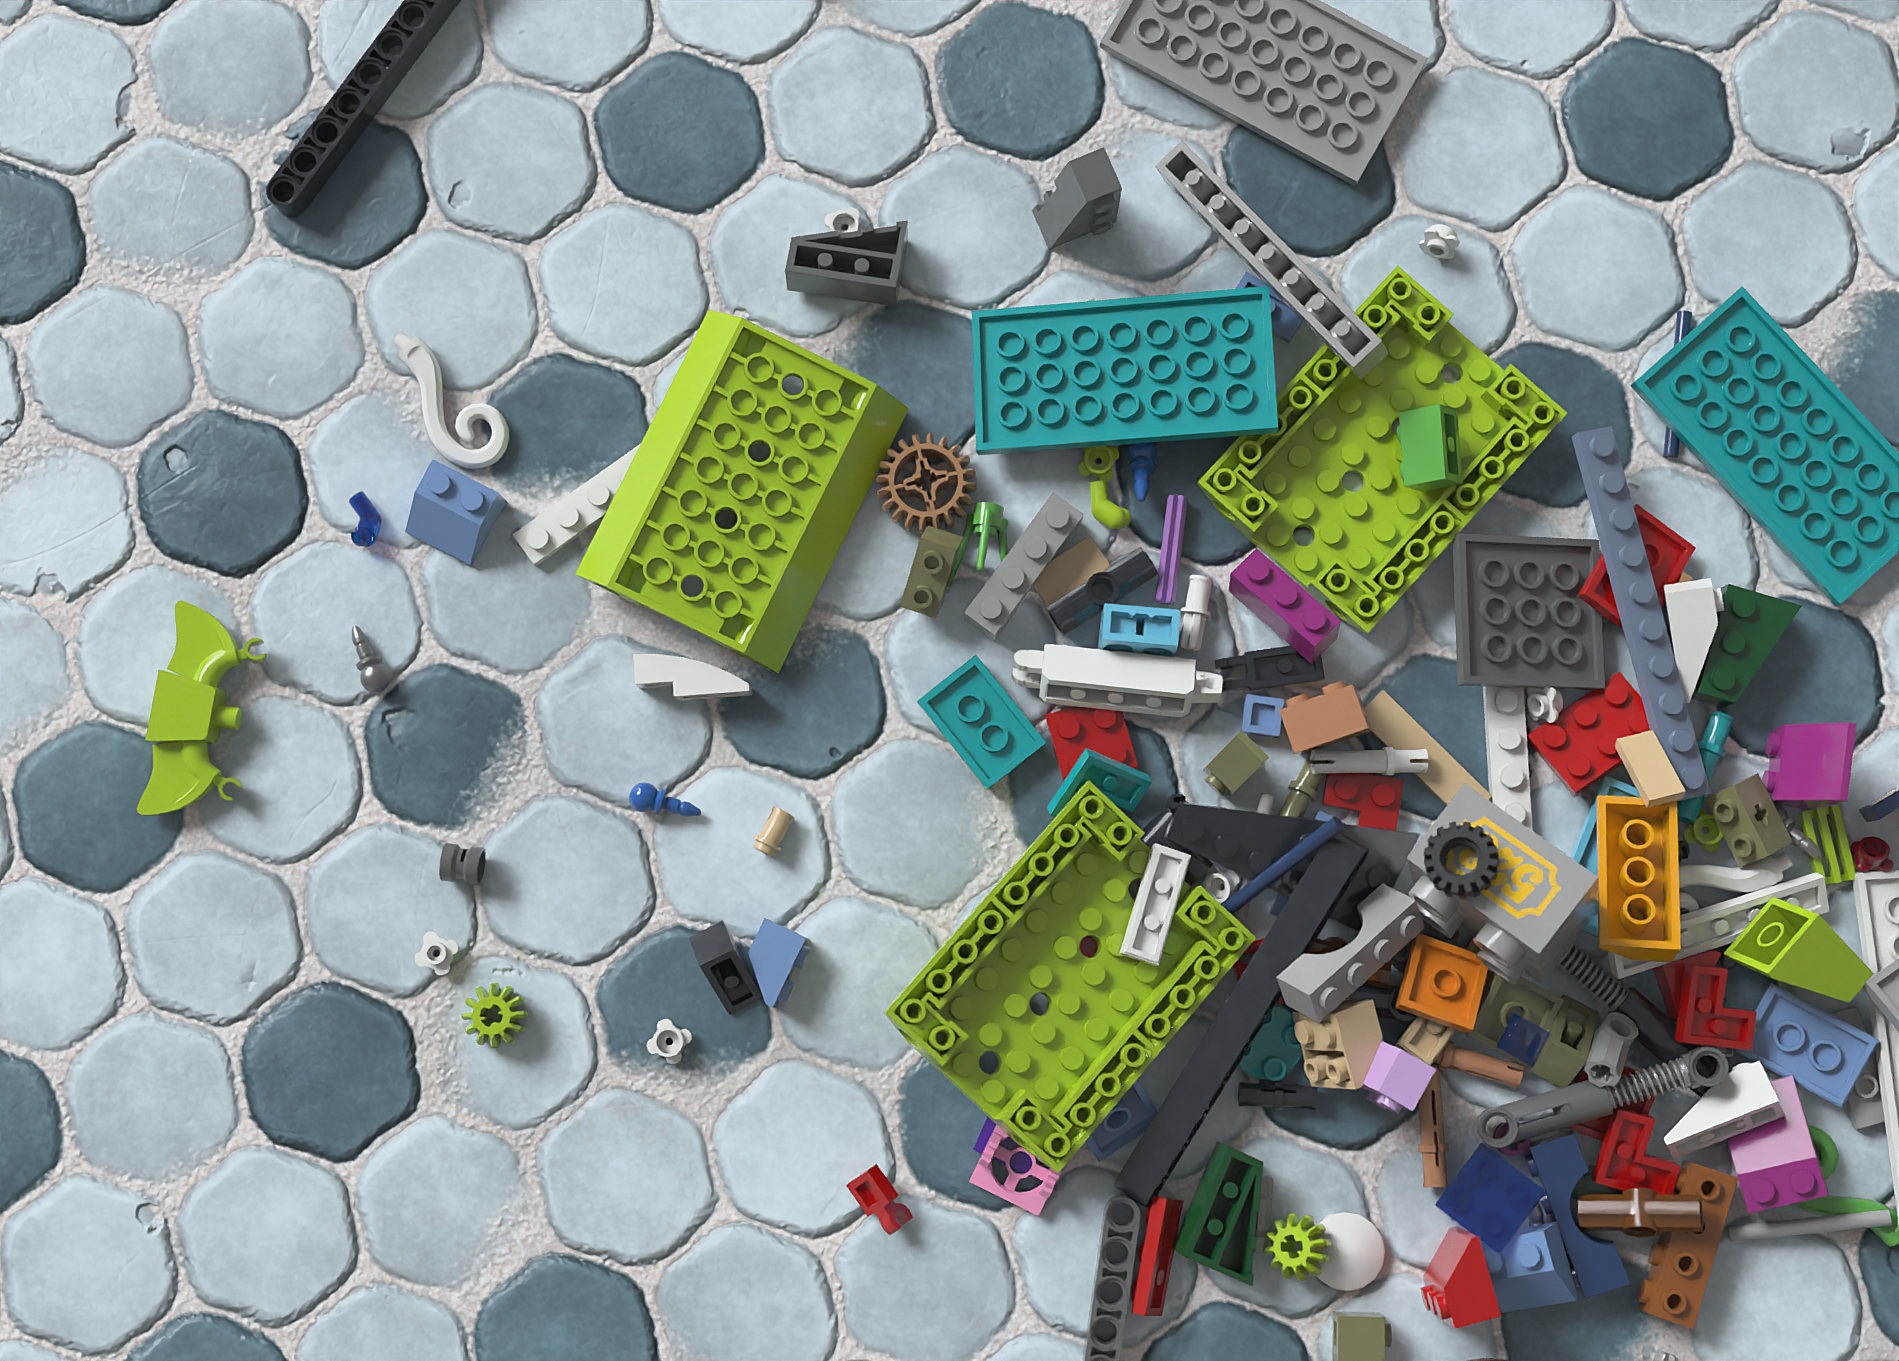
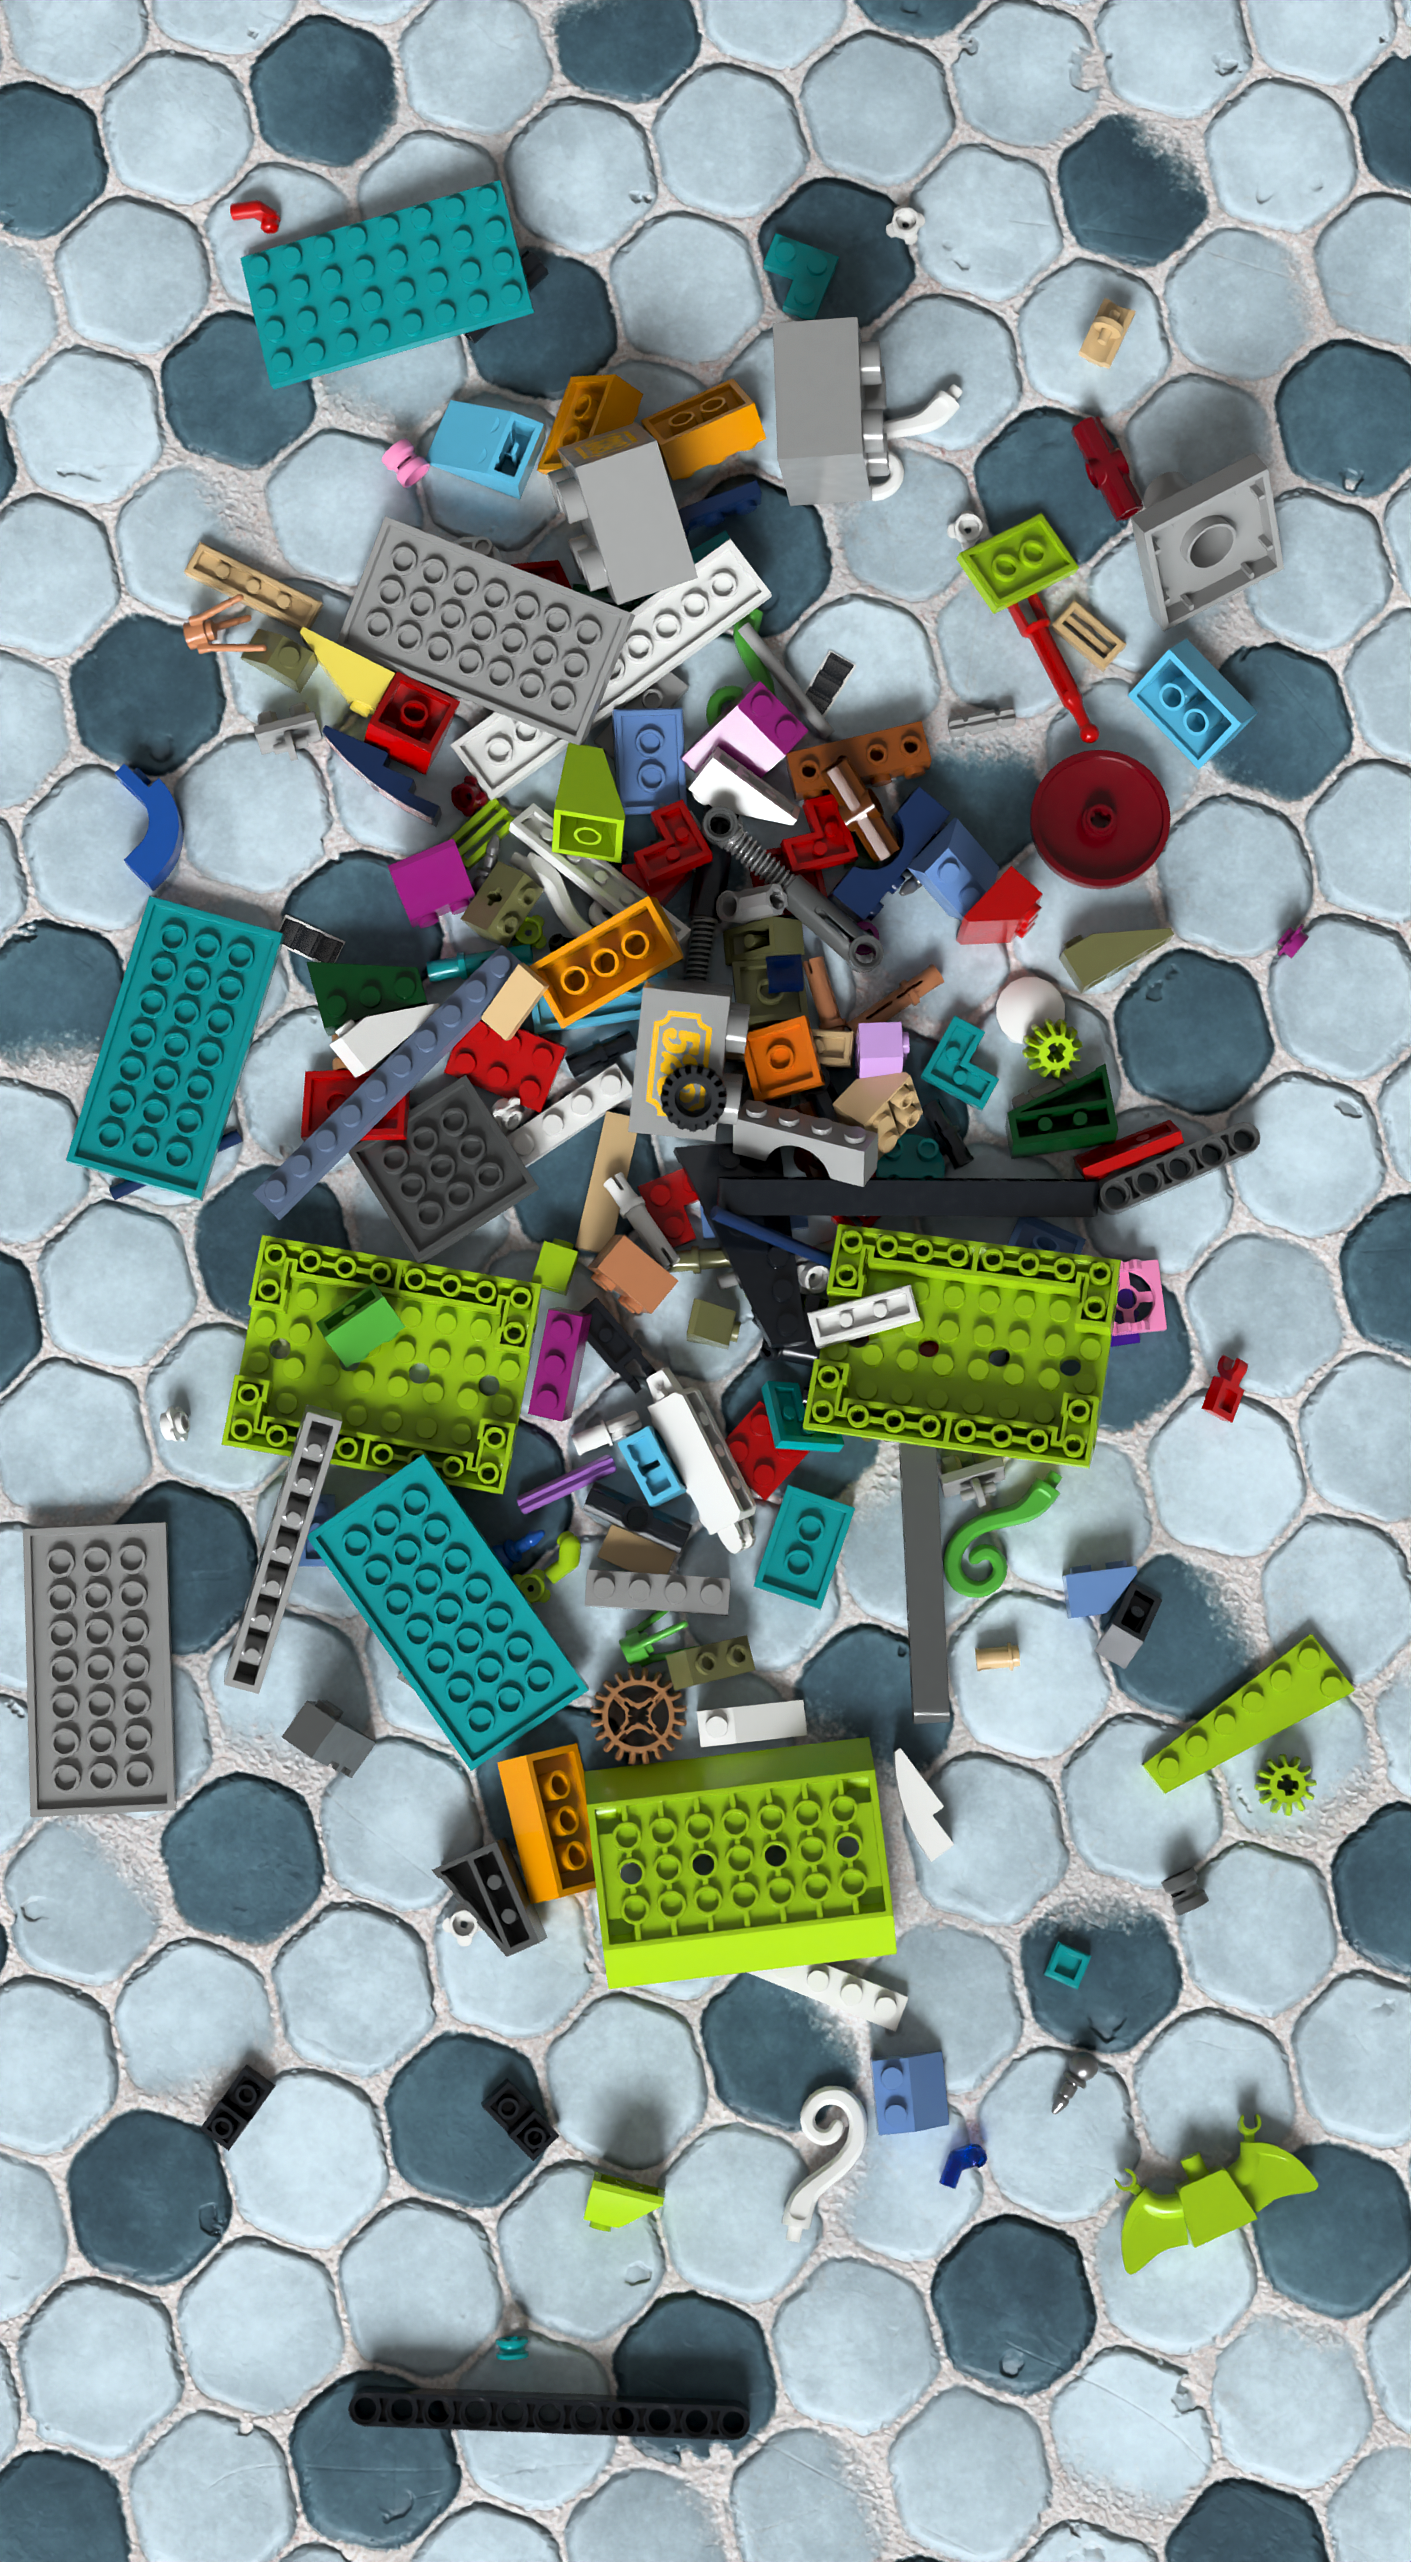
camera: 130 degrees left, 0 degrees up
(447, 950) = (1274, 1857): white plate -> none
(468, 52) = (512, 2348): none -> teal bush
(470, 720) = (1067, 1965): none -> teal tile
(527, 213) = (619, 2201): none -> slope
(575, 1052) = (1271, 1701): none -> lime wing
(645, 798) = (1036, 1777): blue bar -> none
(650, 175) = (520, 2119): none -> black slope
(658, 1042) = (1205, 1627): white plate -> none
(856, 576) = (751, 1723): none -> white slope
(878, 806) = (924, 1584): none -> dark grey beam
(888, 951) = (1032, 1505): none -> bright green plant
(889, 349) = (550, 1821): none -> light orange slope
(944, 909) = (972, 1480): none -> light grey hips
(1262, 715) = (657, 1328): medium blue plate -> none
(1335, 1140) = (951, 1069): none -> teal plate
(1375, 660) = (556, 1266): none -> lime brick
(1490, 1198) = (923, 926): clear blue bracket -> none
(1551, 814) = (600, 1052): none -> black pin
(1782, 1267) = (829, 681): none -> sticker
(1816, 627) = (309, 941): none -> sticker

